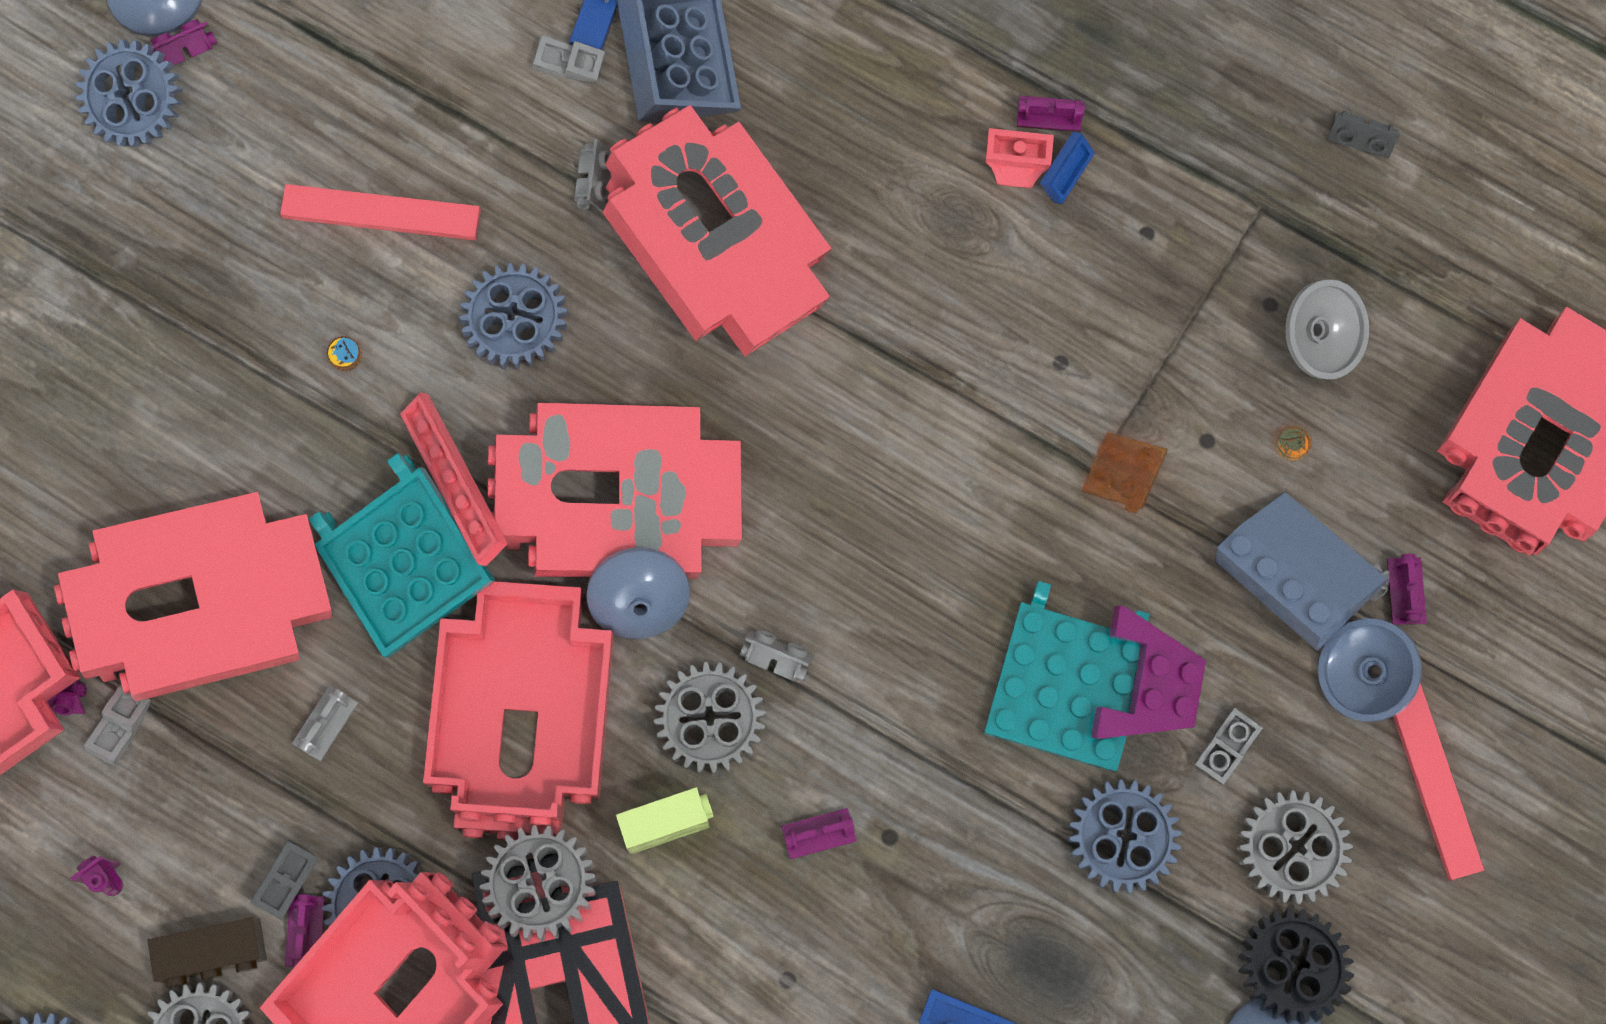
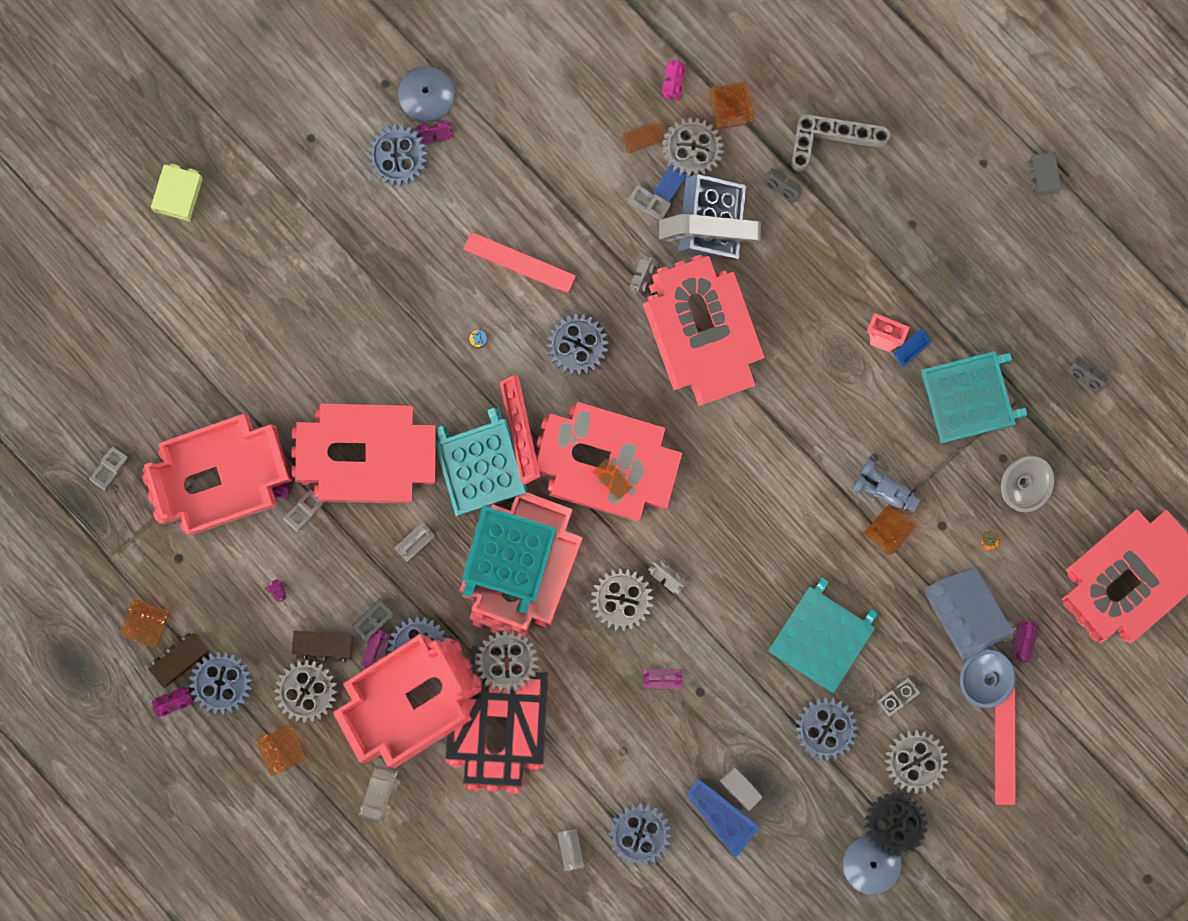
camera: 20 degrees right, 5 degrees up
(491, 698) = (508, 556): none -> teal plate
(633, 579) = (602, 514): sand blue dish -> none
(634, 515) = (612, 479): none -> clear orange tile
(664, 820) = (582, 648): yellowish green brick -> none
(676, 63) = (709, 227): none -> beam
(1012, 984) = (741, 789): none -> light grey slope
(1050, 113) = (913, 312): magenta hinge -> none
(1097, 405) = (886, 489): none -> sand blue piece
(1164, 685) = (873, 654): magenta wing -> none
(1186, 220) = (969, 397): none -> teal plate

